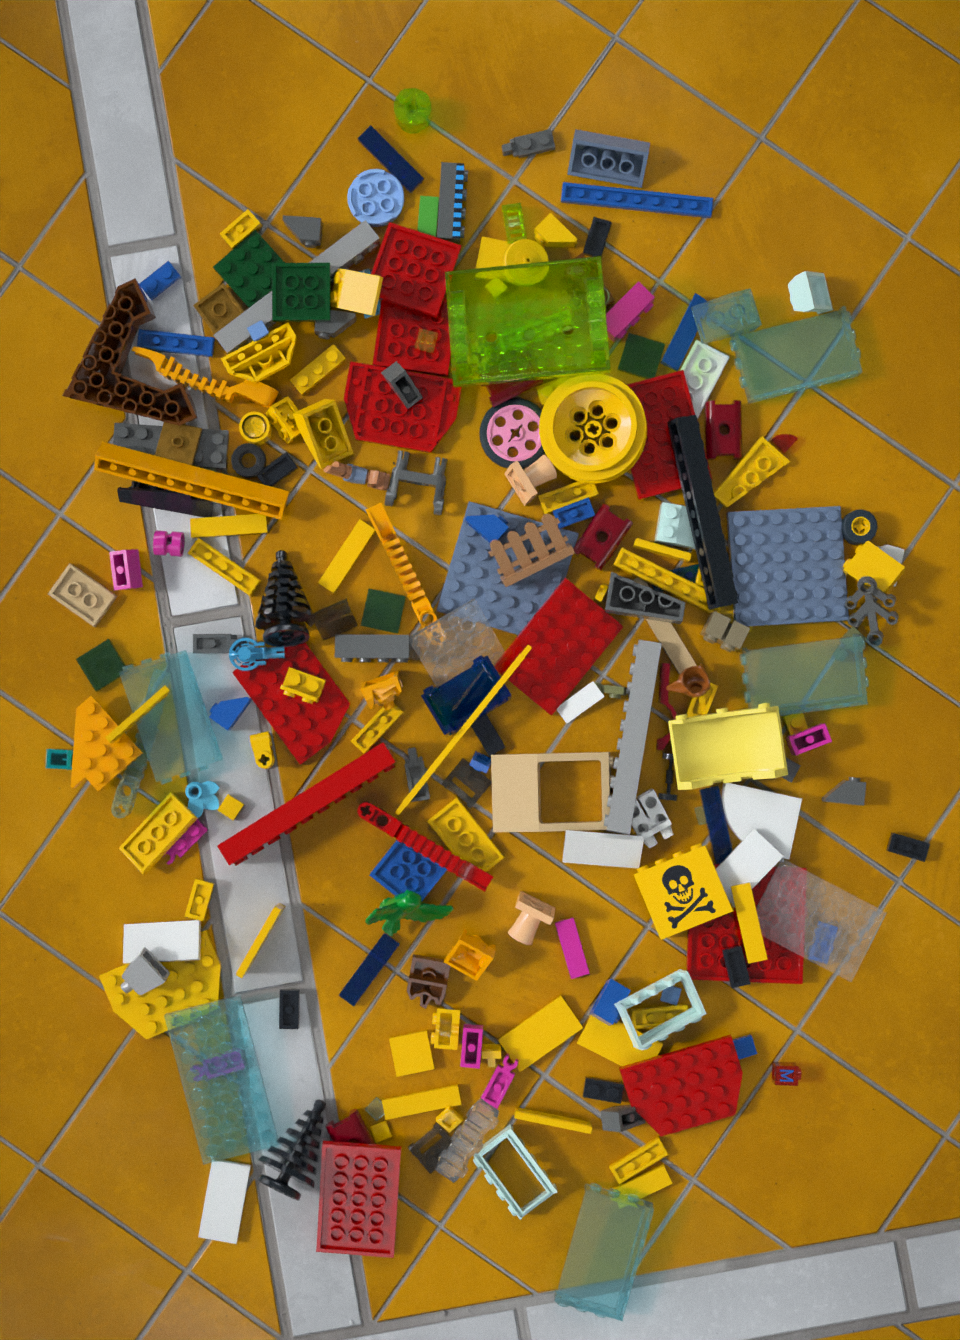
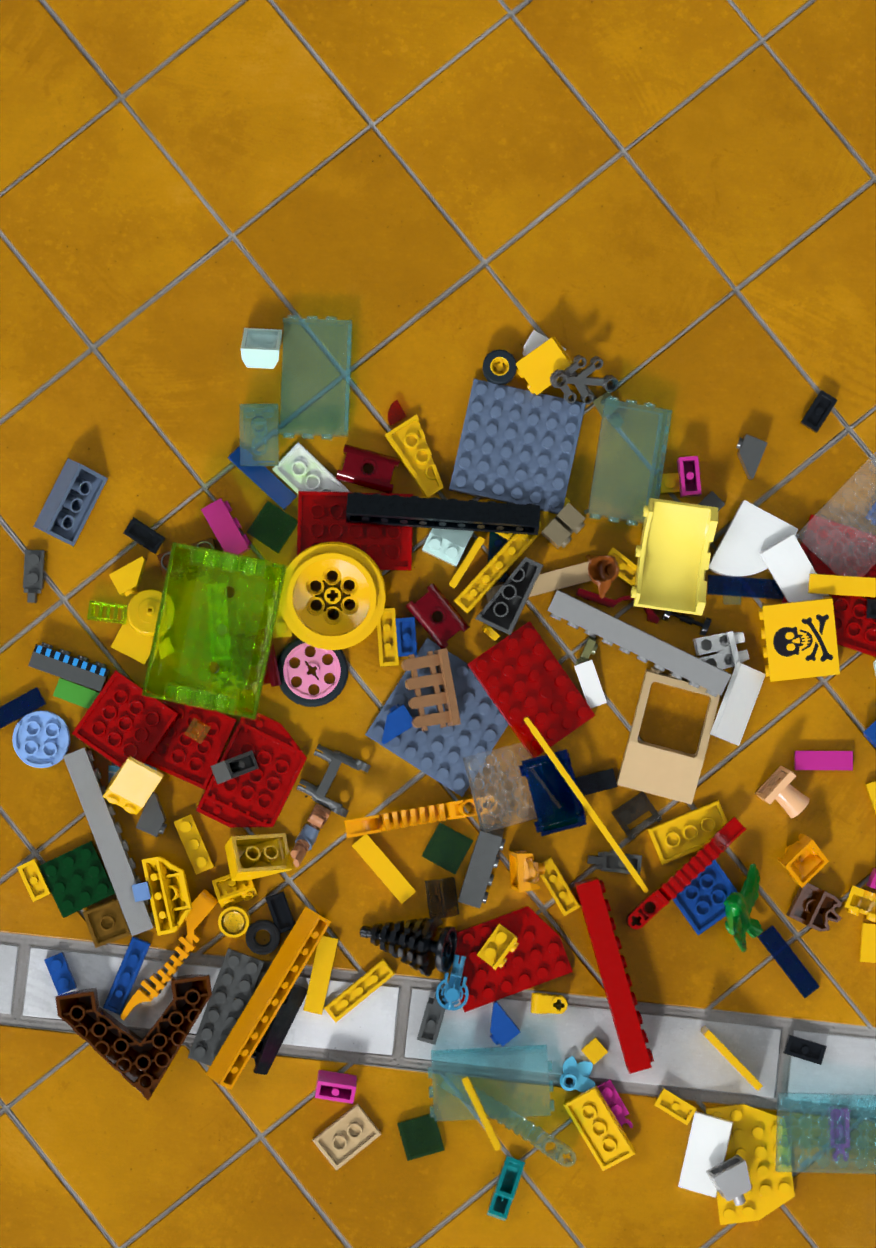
camera: 70 degrees left, 0 degrees up
(92, 753) = (506, 1168): light orange wing -> none
(162, 544) = (320, 1044): dark pink wheel -> none
(179, 443) = (227, 1000): pearl gold plate -> none
(301, 292) = (116, 838): dark green plate -> none
(306, 229) = (54, 816): dark grey slope -> none
(480, 762) = (620, 796): blue plate -> none
(526, 480) = (360, 668): light nougat plant -> none
(636, 200) = (118, 486): blue tile -> none

